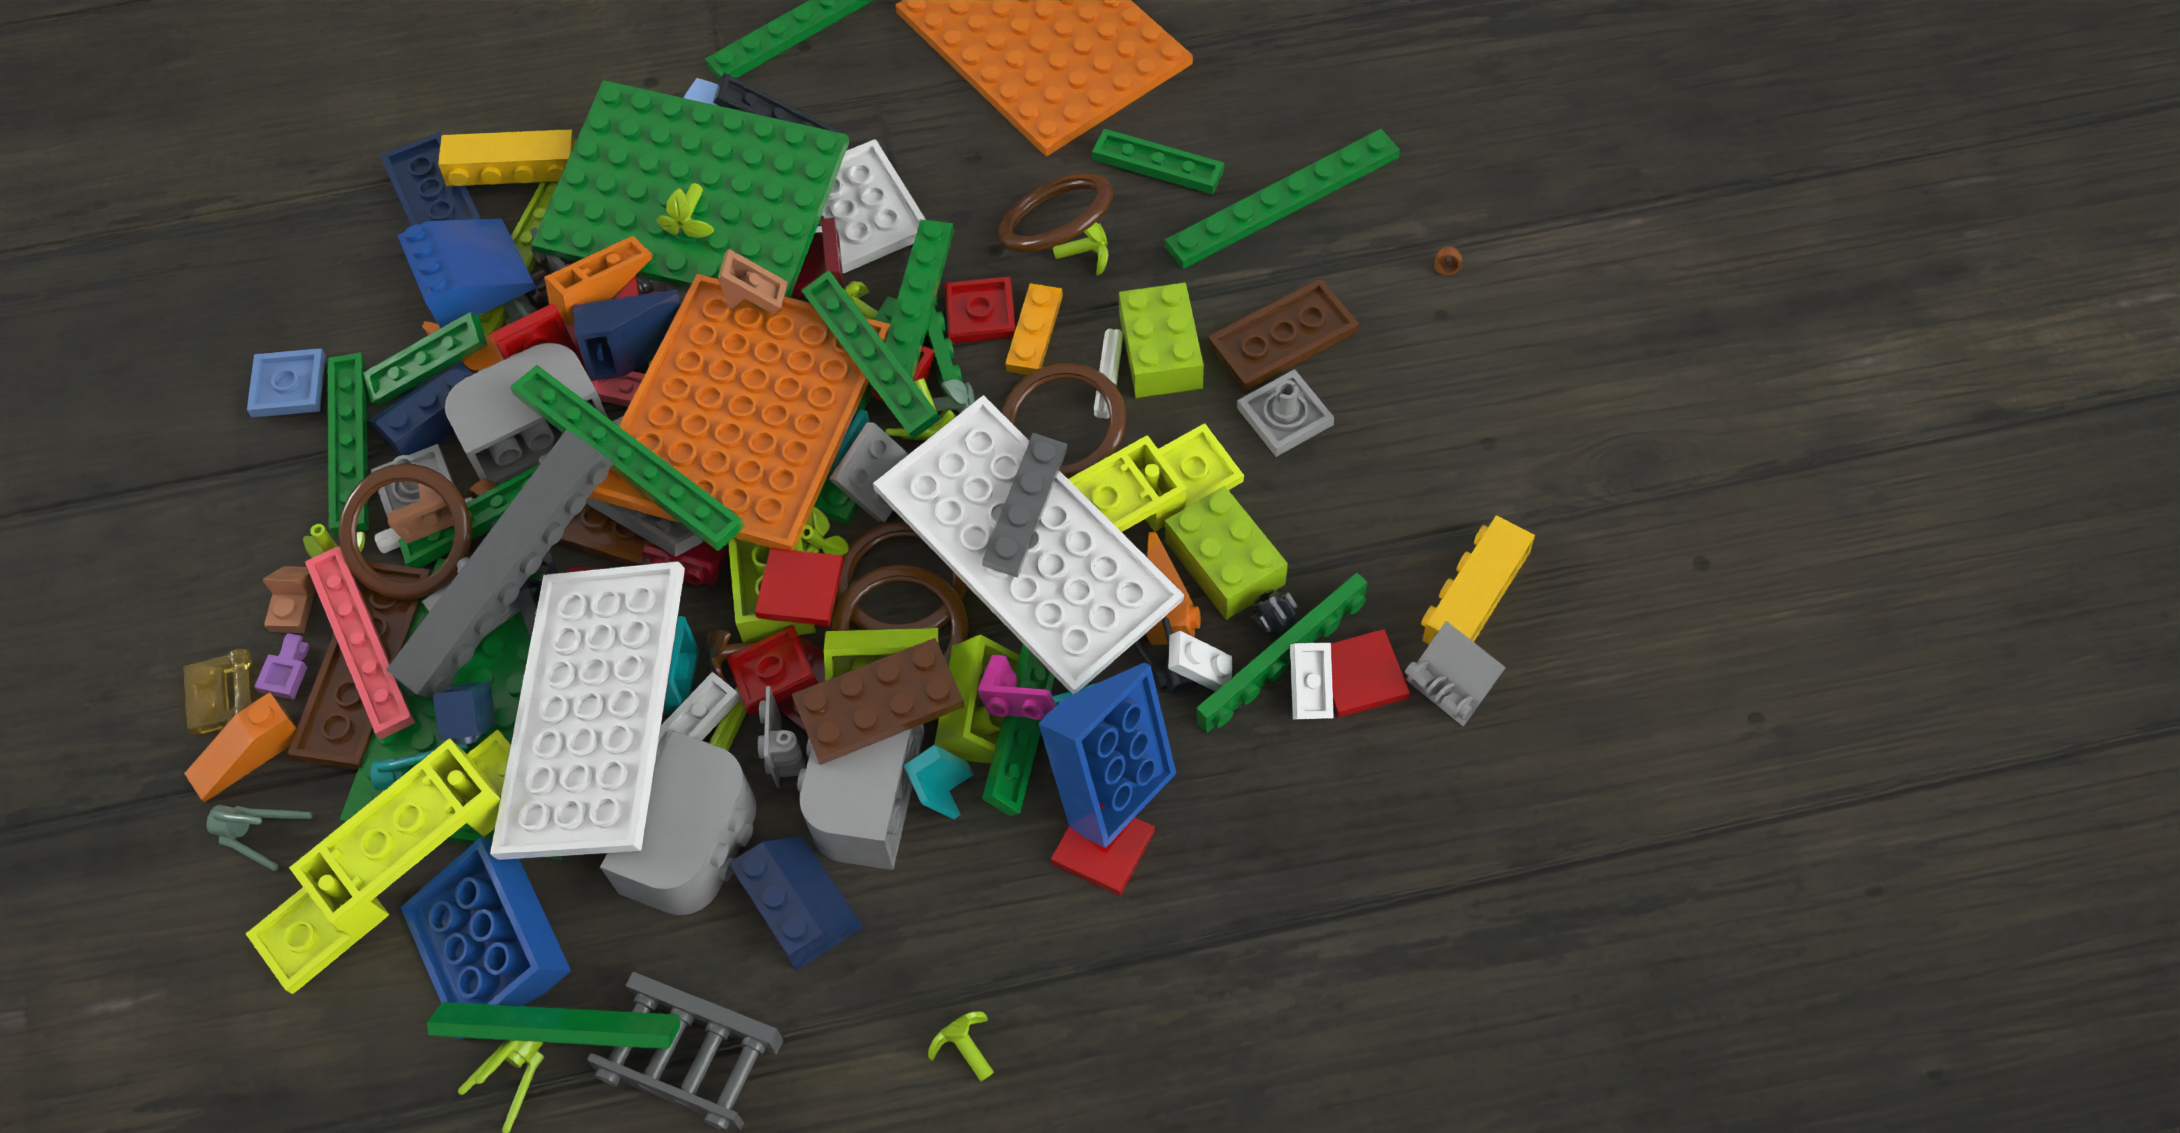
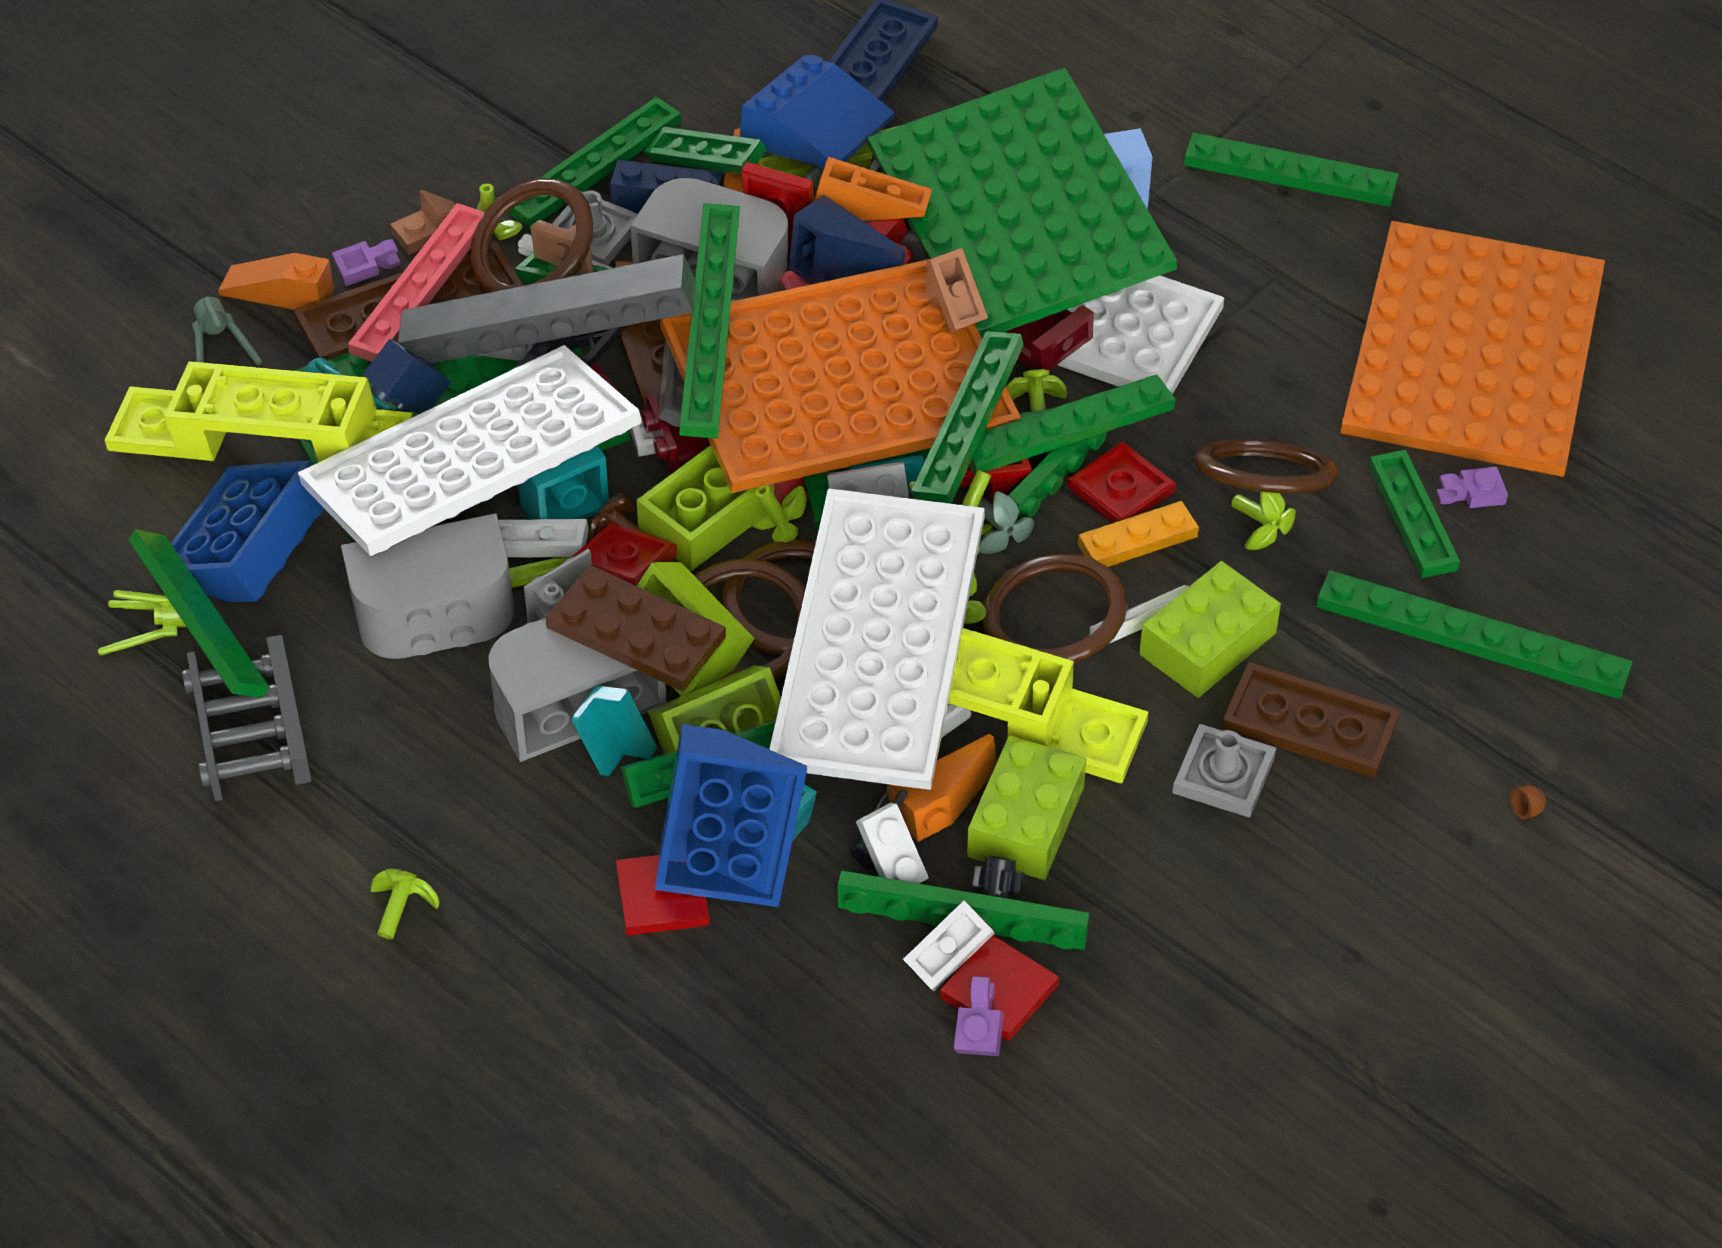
camera: 50 degrees right, 10 degrees down
(208, 693) = (311, 230): clear yellow plate -> none
(286, 383) = (612, 89): medium blue plate -> none
(505, 157) = (940, 63): yellow brick -> none
(680, 209) = (974, 203): lime plant -> none
(743, 97) = (1167, 208): black tile -> none
(795, 898) = (433, 705): dark blue slope -> none
(799, 587) = (704, 517): red tile -> none
(1005, 699) = (731, 708): dark pink bracket -> none
(1024, 505) = (905, 605): dark grey plate -> none
(1164, 113) = (1477, 486): none -> medium lavender plate
(1391, 707) = (979, 1026): none -> medium lavender plate
(1454, 673) = (1049, 1051): light grey hinge -> none
(1481, 580) = (1169, 1025): yellow brick -> none

